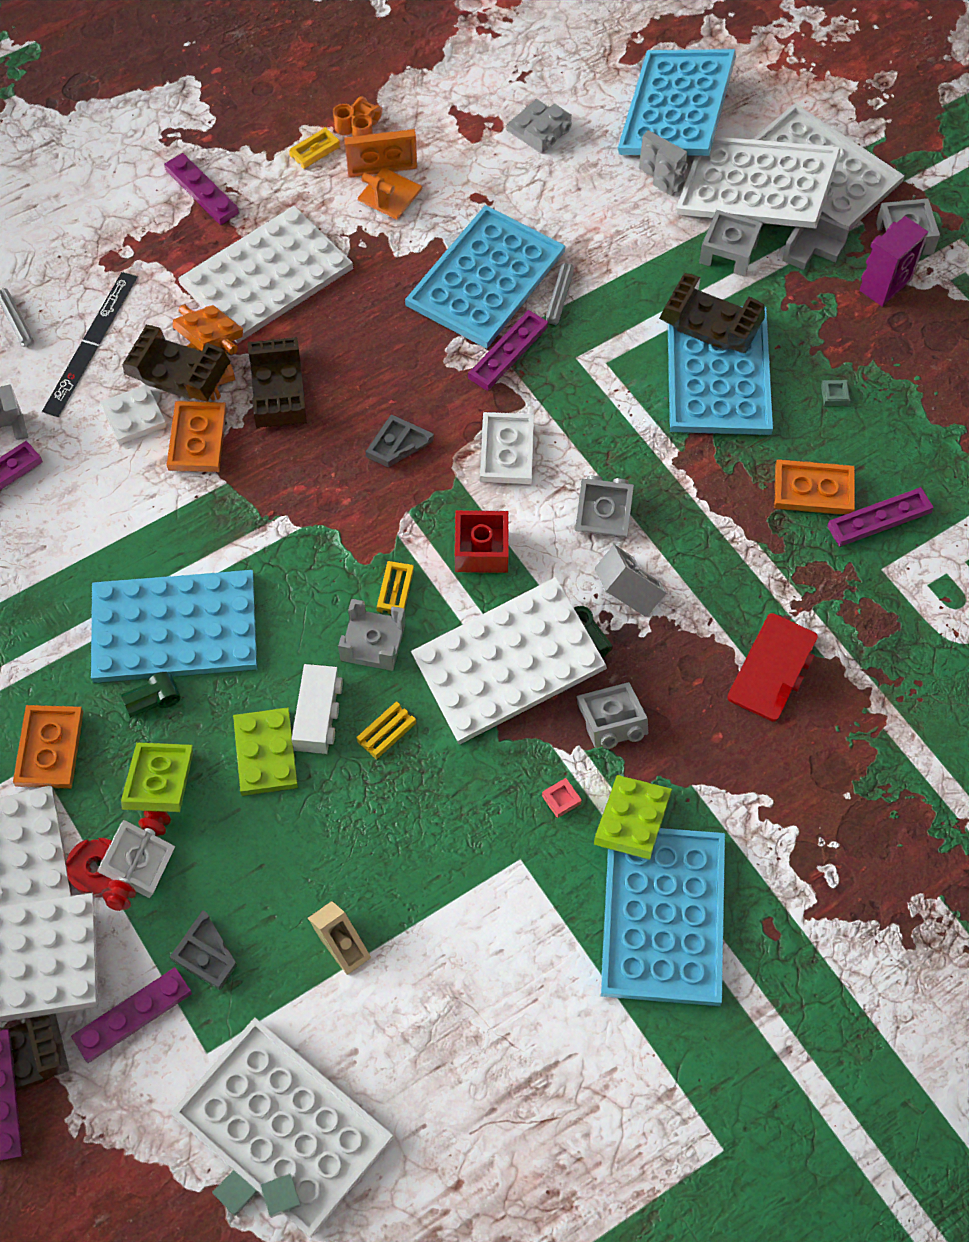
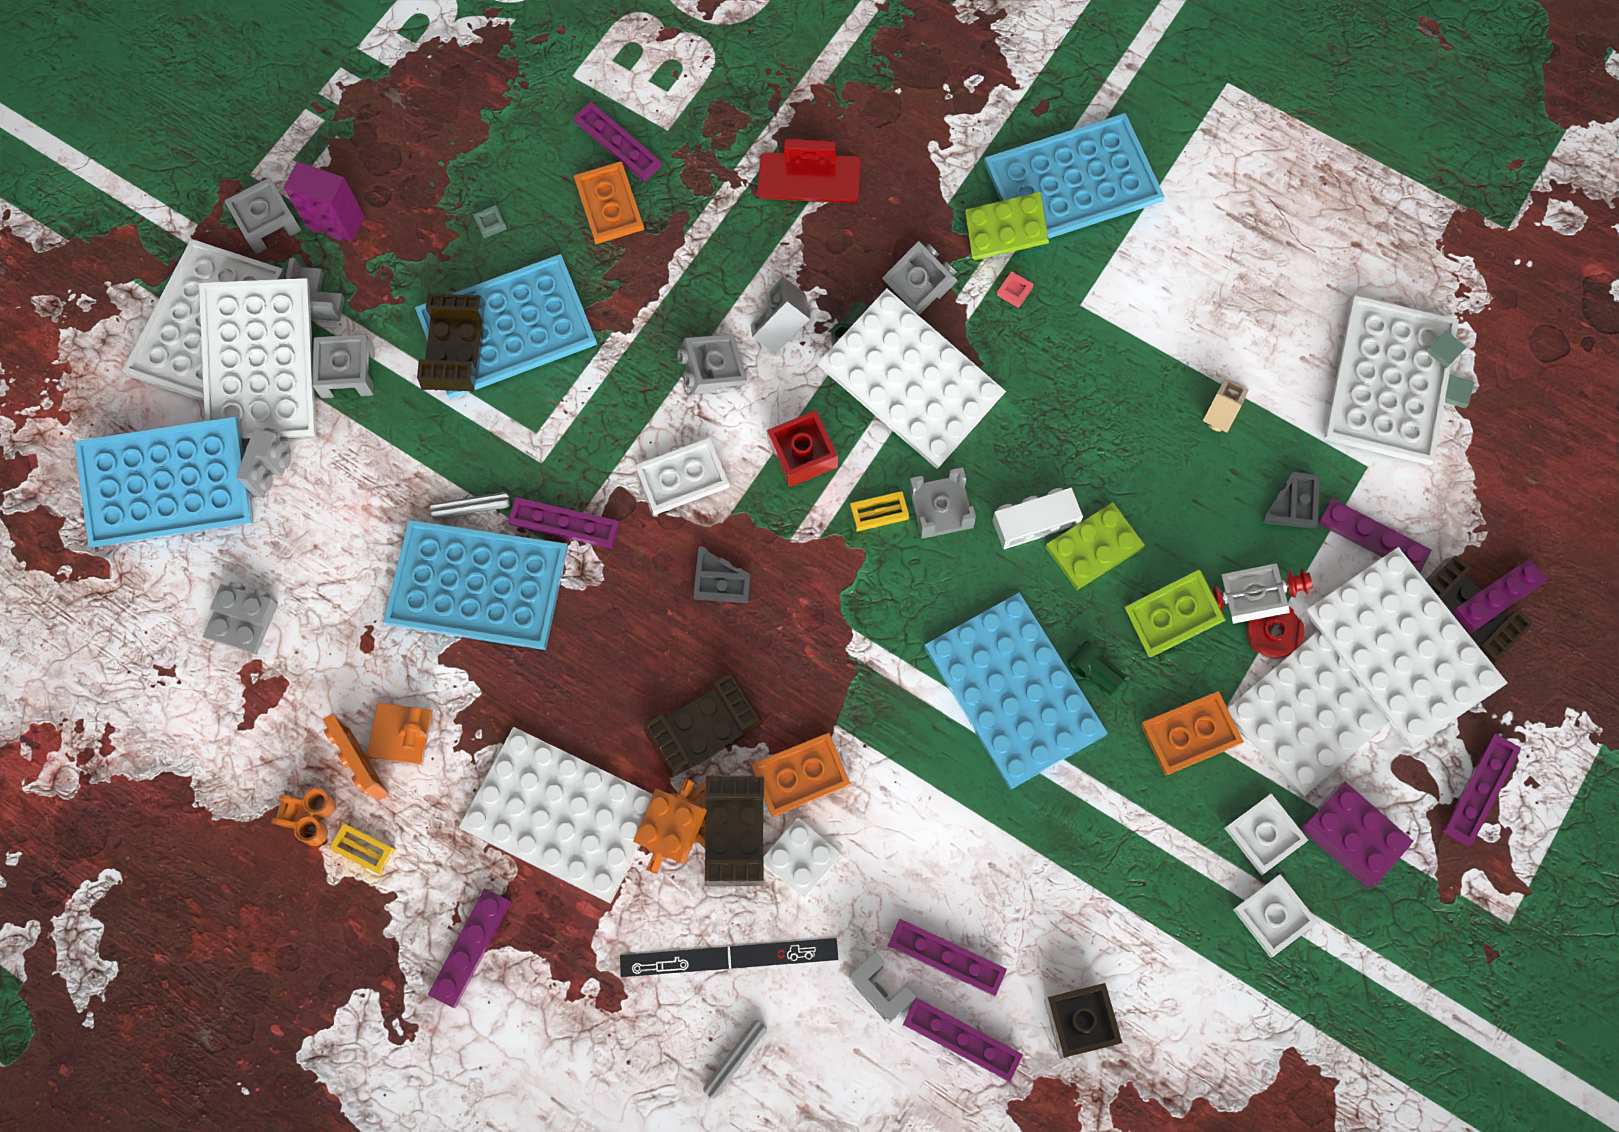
camera: 110 degrees left, 10 degrees up
(409, 722) = (1027, 446): yellow tile -> none

